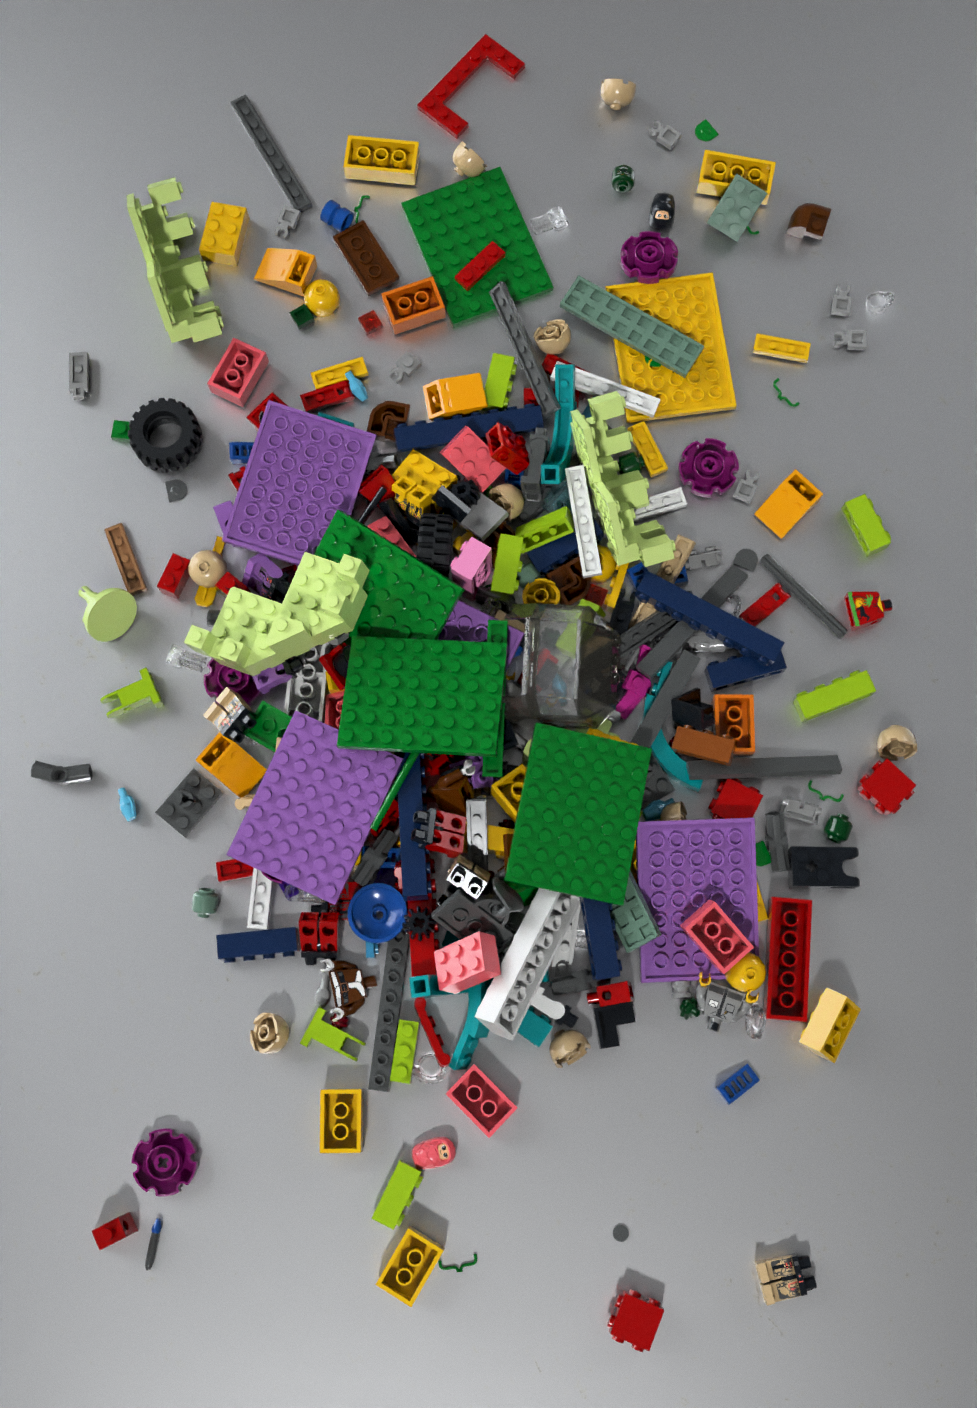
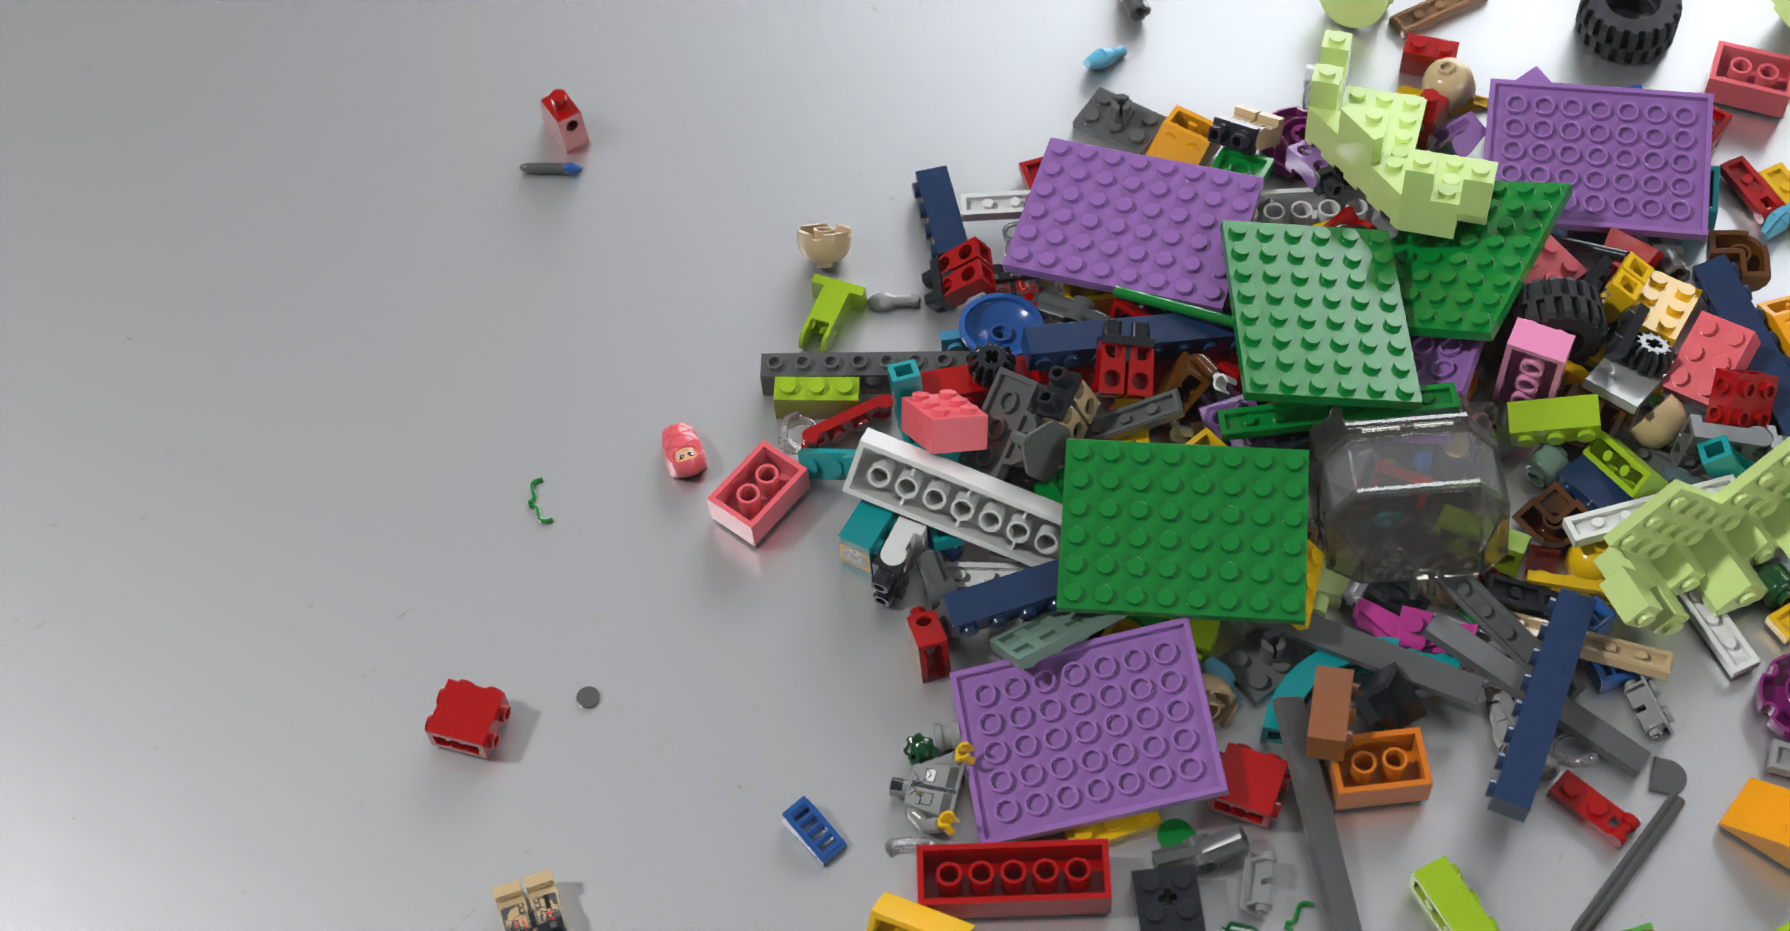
camera: 85 degrees right, 20 degrees down
(134, 695) = (1254, 42): lime piece -> none
(149, 1159) = (651, 161): magenta piece -> none
(176, 490) = (1555, 47): dark grey piece -> none
(205, 902) = (989, 153): sand green head -> none
(341, 1120) = (717, 335): yellow brick -> none
(343, 1022) = (851, 319): dark red plate -> none
(348, 986) = (898, 322): torso -> none
(397, 1195) = (625, 413): lime brick -> none
(410, 1266) = (533, 435): yellow brick -> none
(541, 591) = (1522, 478): yellow cylinder -> none
(568, 1047) = (843, 592): tan cylinder -> none
(606, 1020) = (885, 641): black panel -> none
(716, 936) = (1031, 753): coral brick -> none
(739, 671) = (1469, 772): dark blue brick -> none
(747, 973) = (985, 815): yellow cylinder -> none

